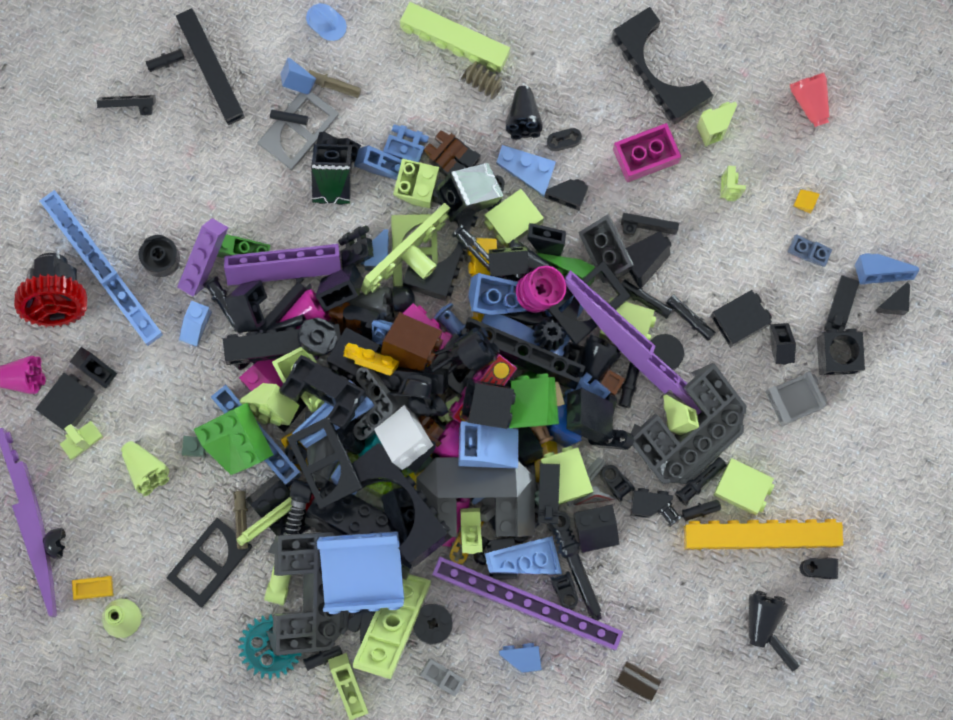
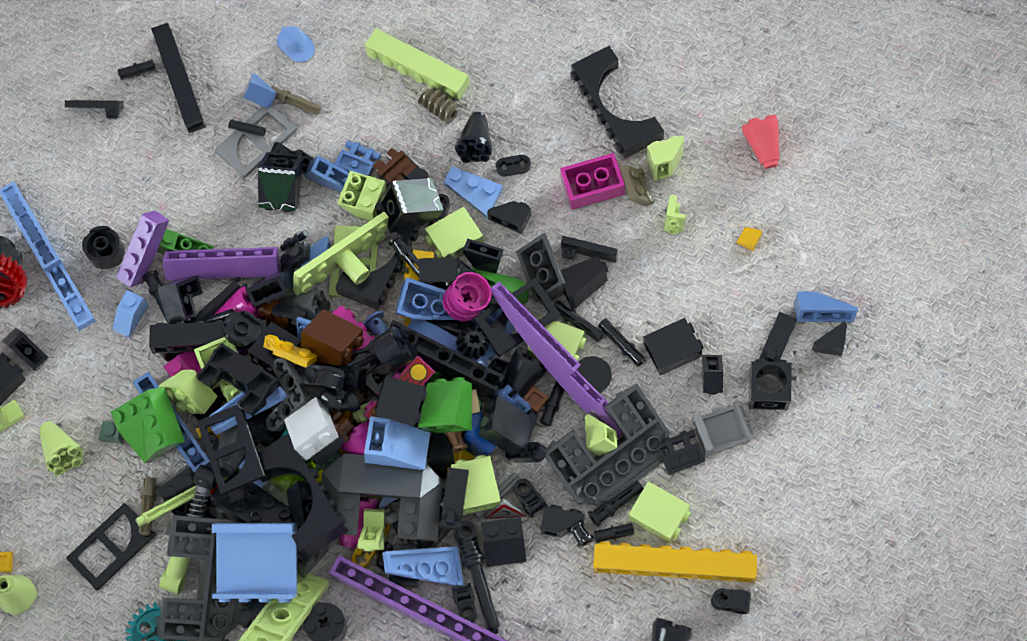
camera: 15 degrees right, 10 degrees down
(402, 298) = (334, 299): black hair -> none
(690, 154) = (636, 185): none -> dark tan plate
(762, 430) = (684, 457): none -> black plate
(809, 251) = (747, 286): sand blue slope -> none

